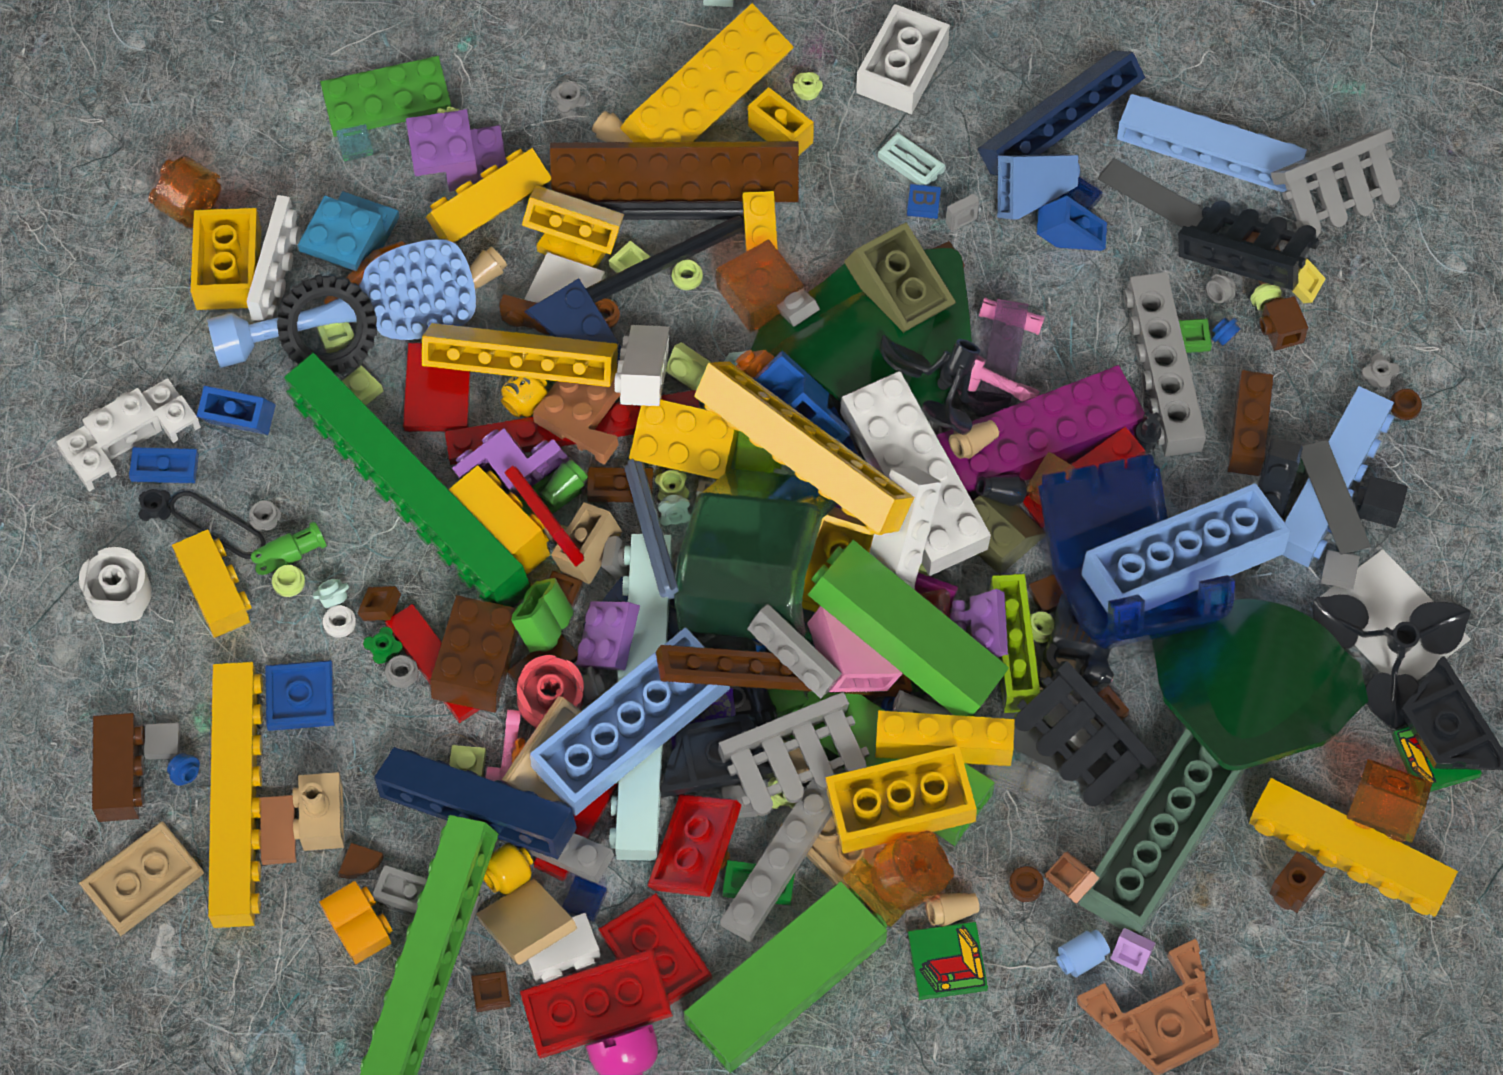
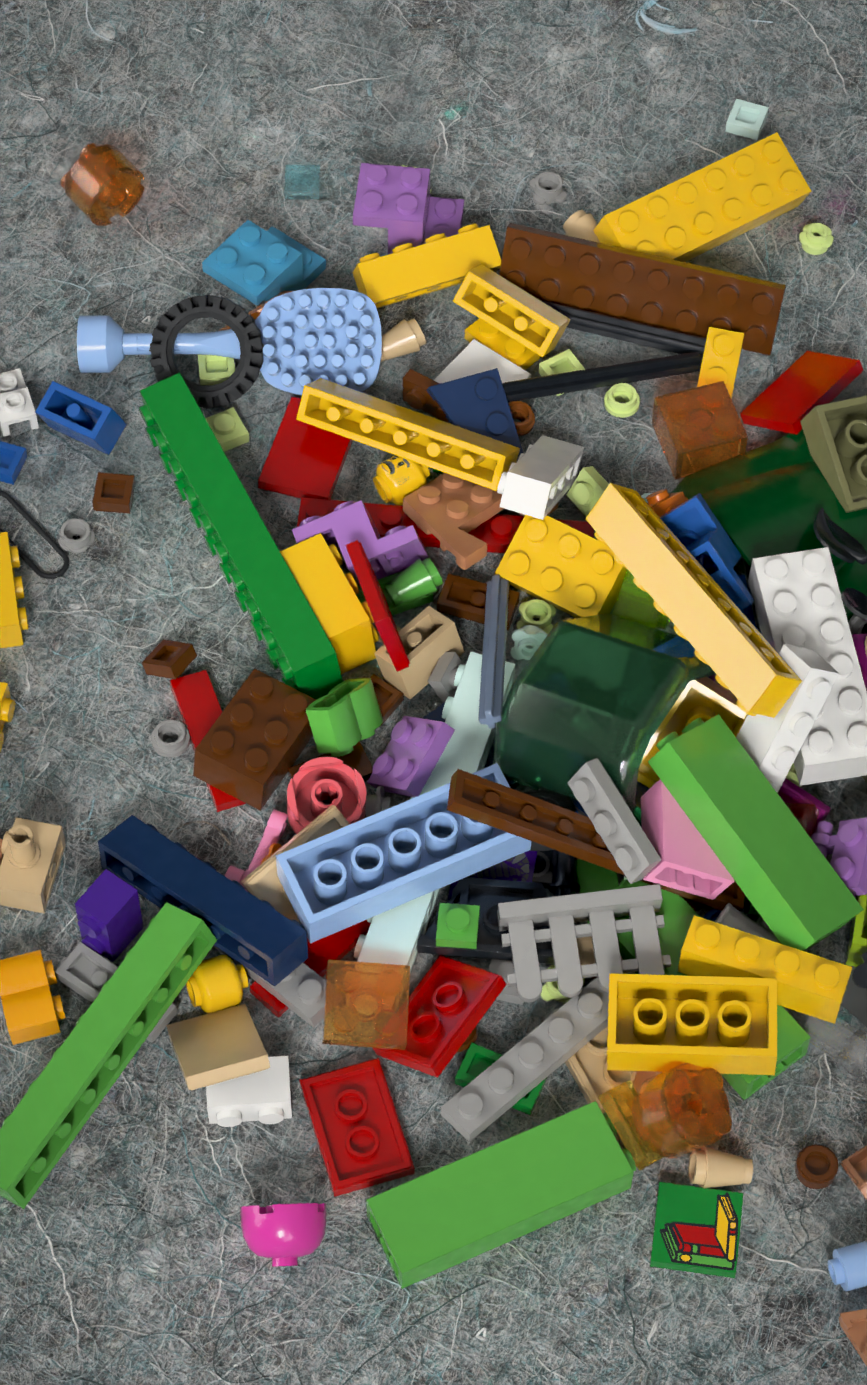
camera: 15 degrees right, 5 degrees down
(224, 257) = (123, 262): yellow brick -> none
(274, 261) = (172, 273): white plate -> none
(284, 468) = (114, 492): none -> reddish brown plate
(287, 549) = (88, 577): bright green piece -> none
(288, 580) = (78, 610): yellowish green plate -> none
(299, 695) = (50, 735): blue tile -> none
(331, 593) = (120, 634): light aqua plate -> none
(339, 613) = (116, 659): white plate -> none
(359, 861) = (54, 932): reddish brown tile -> none
(385, 654) = (154, 715): green plate -> none
(386, 95) = (346, 140): bright green plate -> none
(402, 837) = (109, 915): none -> dark purple piece
(468, 758) = (215, 851): yellowish green plate -> none
(491, 991) = (155, 1117): reddish brown tile -> none
(585, 898) = (296, 1041): clear blue tile -> none
(596, 1003) = (270, 1163): red tile -> none
(636, 854) = (366, 1004): none -> clear orange plate
(689, 768) = (457, 925): none -> bright green plate
(779, 120) = (770, 258): yellow brick -> none
(797, 307) = (734, 460): light grey plate -> none
(834, 230) = (807, 383): none -> red tile

